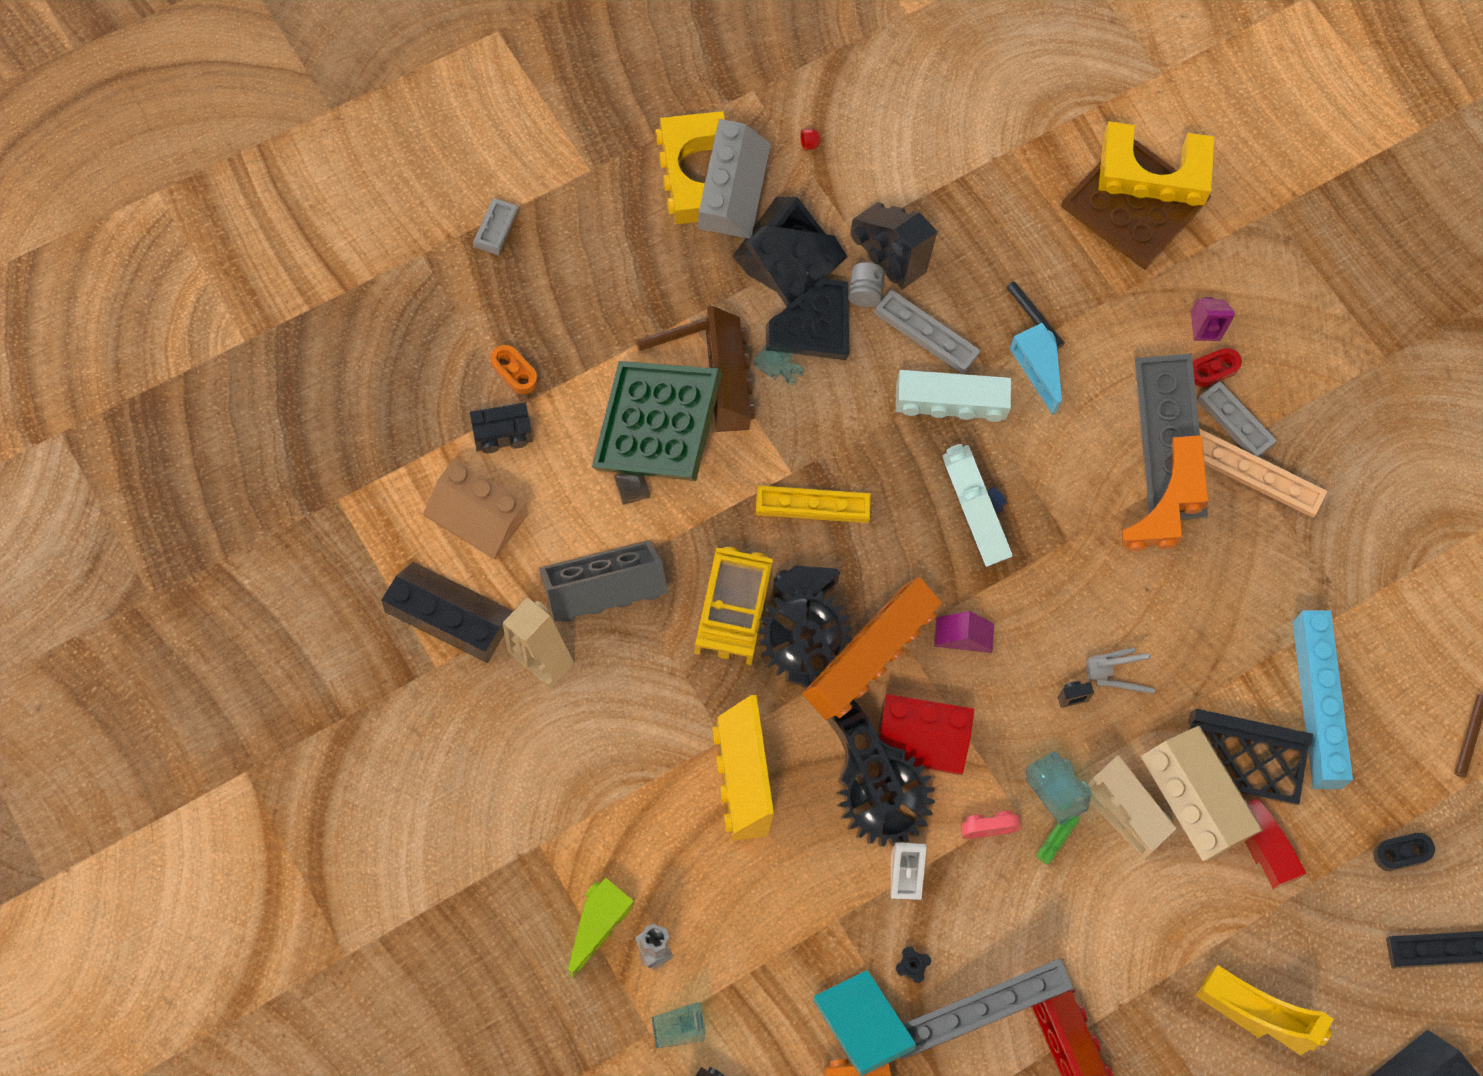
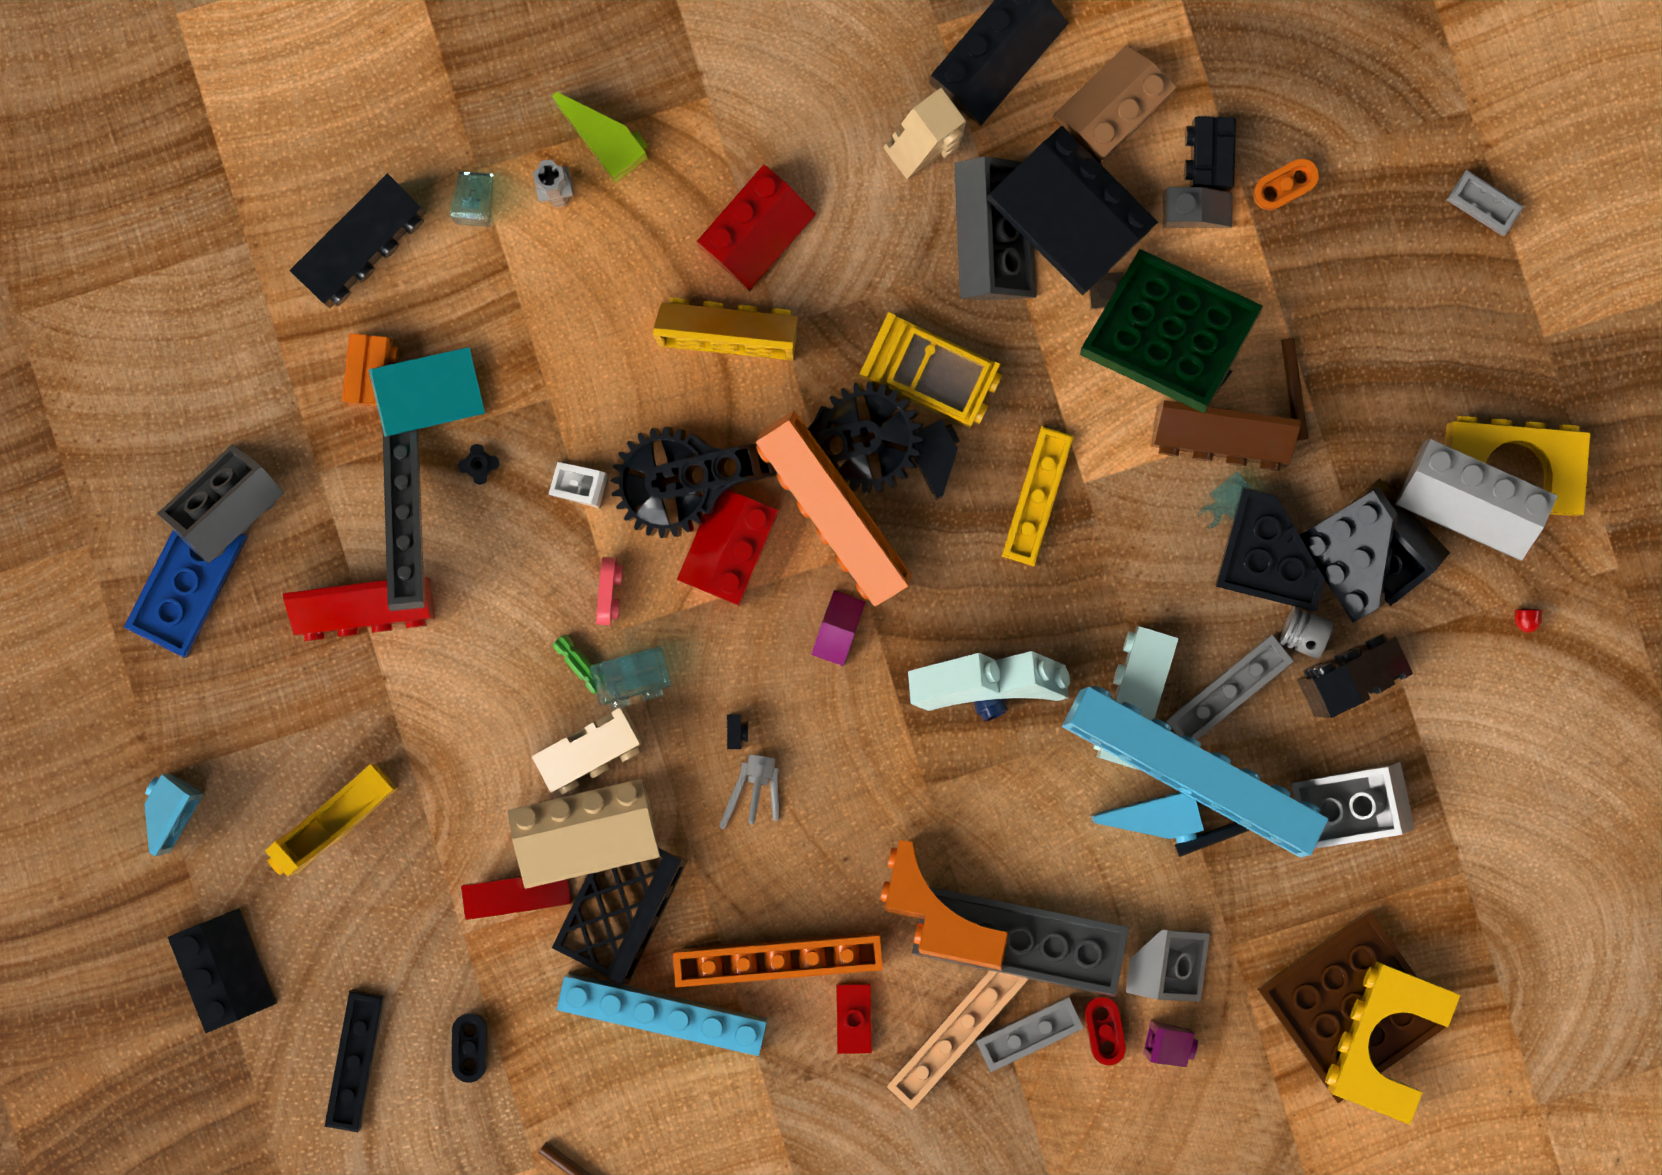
camera: 110 degrees right, 20 degrees up
(549, 432) = (1196, 208): none -> dark grey slope
(574, 517) = (1072, 210): none -> black slope
(646, 775) = (756, 227): none -> red slope
(988, 228) = (1359, 804): none -> light grey slope
(1000, 336) = (1195, 771): none -> medium azure brick
(1154, 329) = (1170, 966): none -> light grey slope
(1248, 617) = (777, 959): none -> orange brick
(1270, 554) = (853, 1018): none -> red plate

